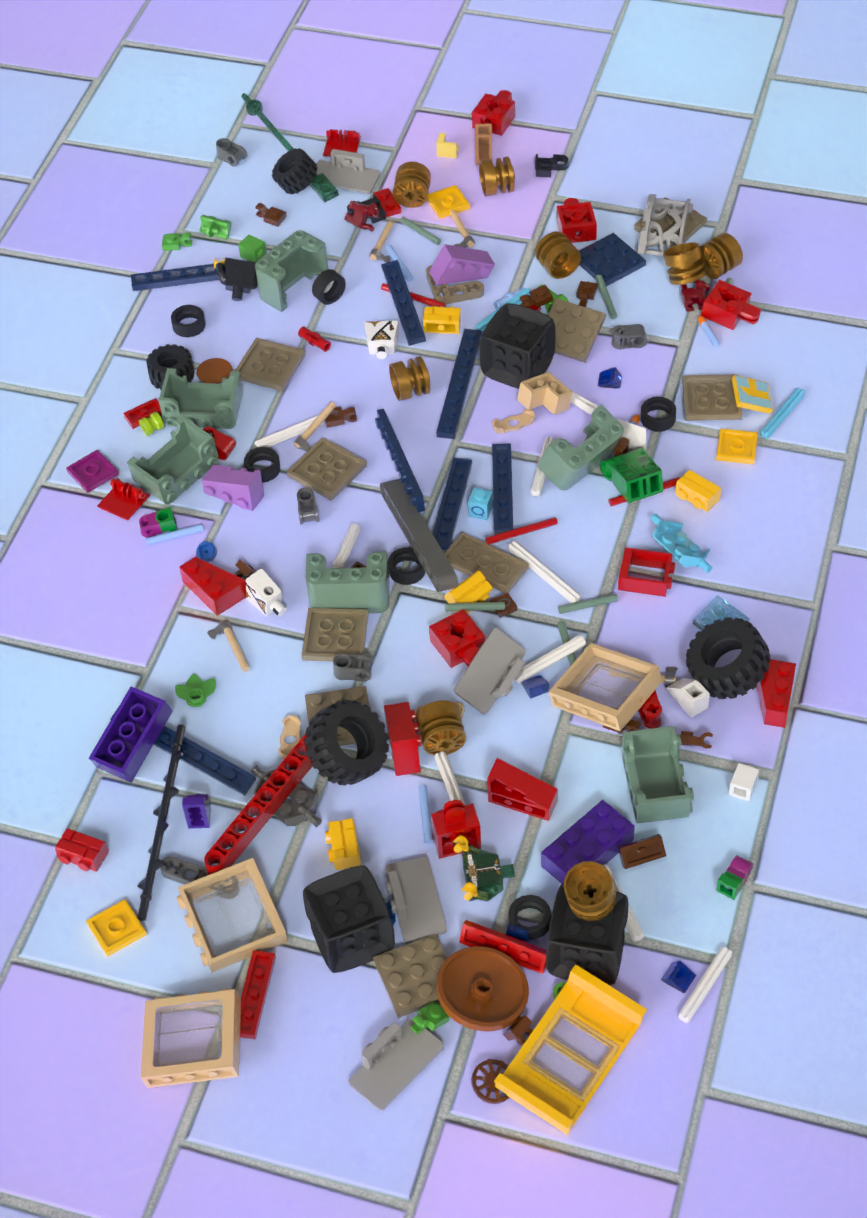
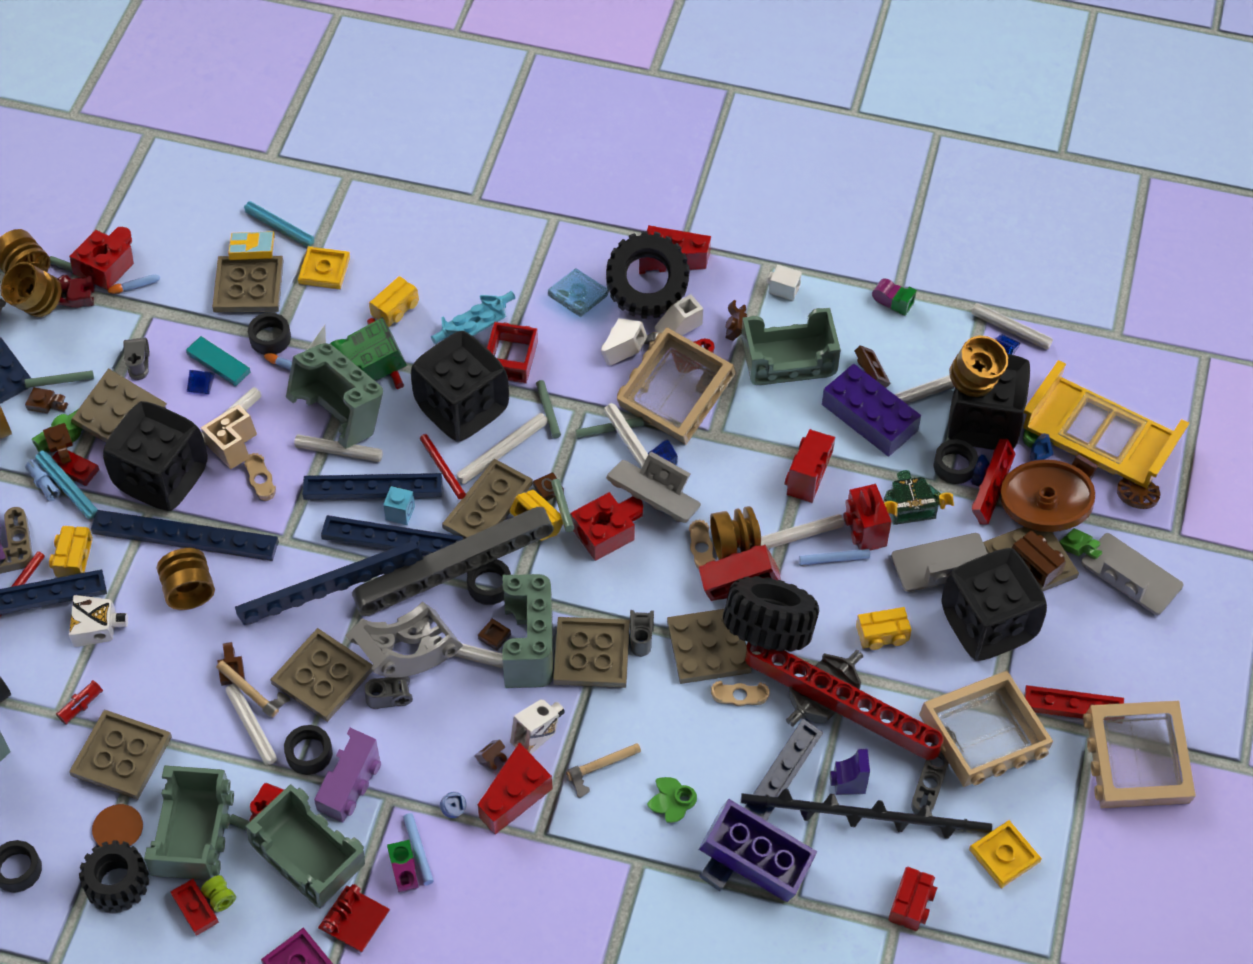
camera: 95 degrees left, 5 degrees up
(367, 520) = (378, 640): none -> light grey fence
(405, 968) = (1040, 557): none -> reddish brown brick
(544, 995) = (1041, 448): none -> blue tile
(592, 526) = (460, 385): none -> black piece
(630, 387) = (218, 361): none -> teal tile
(661, 651) = (624, 341): none -> white slope

